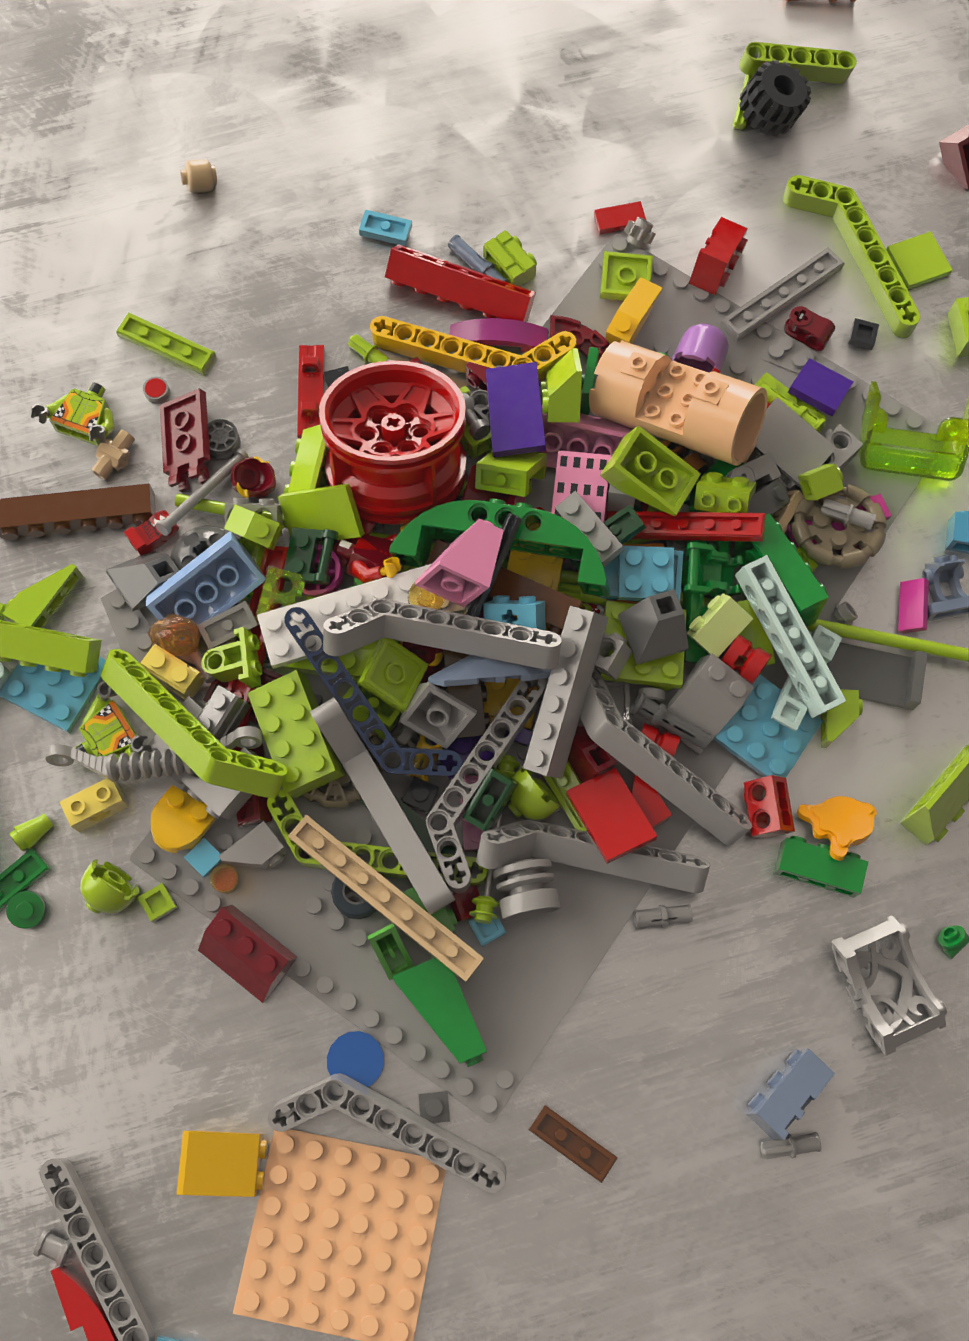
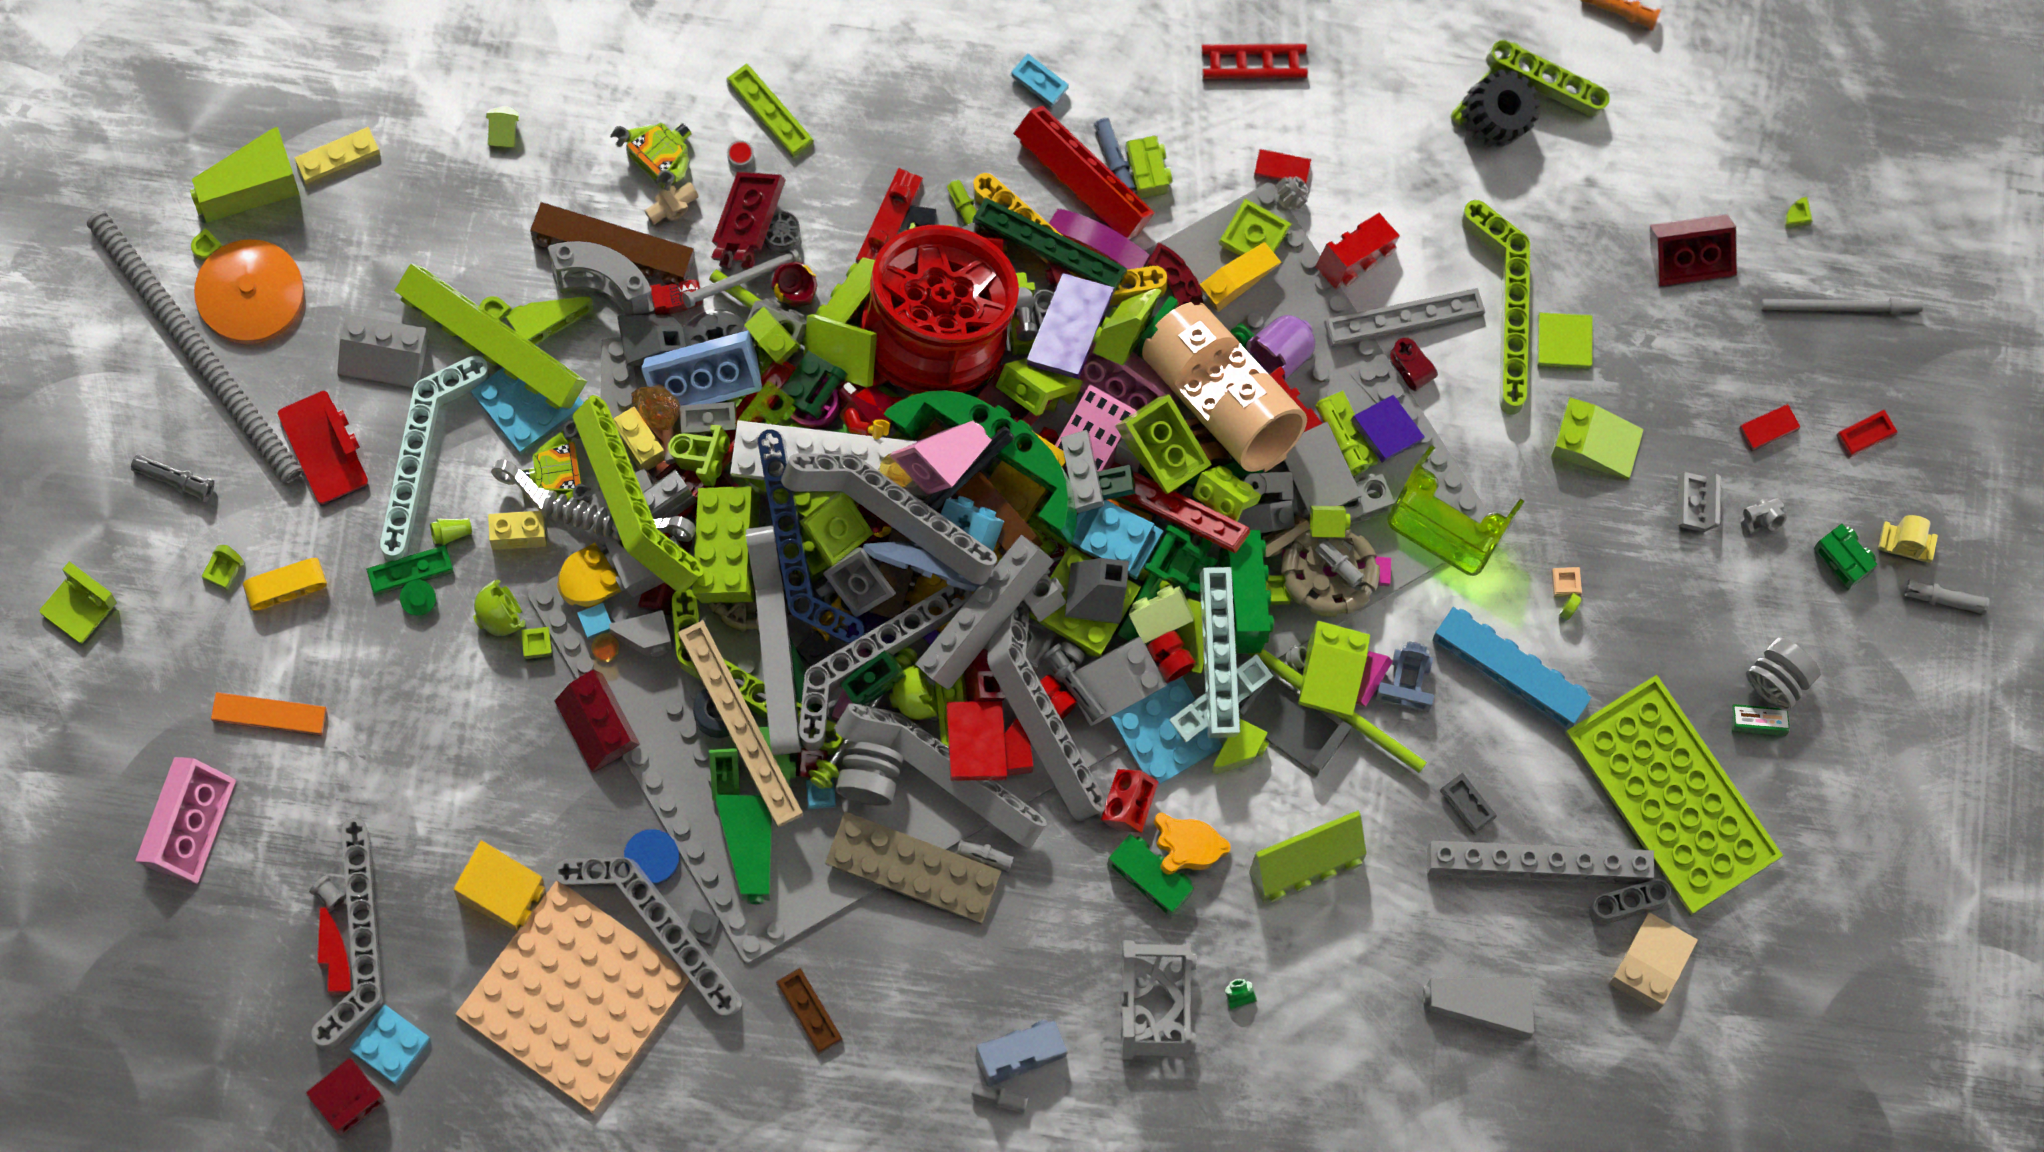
camera: 20 degrees right, 0 degrees up
(73, 535) = (602, 270): none -> light grey fence
(460, 351) = (1049, 244): none -> dark green tile
(548, 156) = (1241, 70): none -> red bar
(604, 959) = (913, 867): none -> dark tan plate
(863, 334) = (1464, 392): black plate -> none
(885, 608) = (1333, 669): none -> lime slope

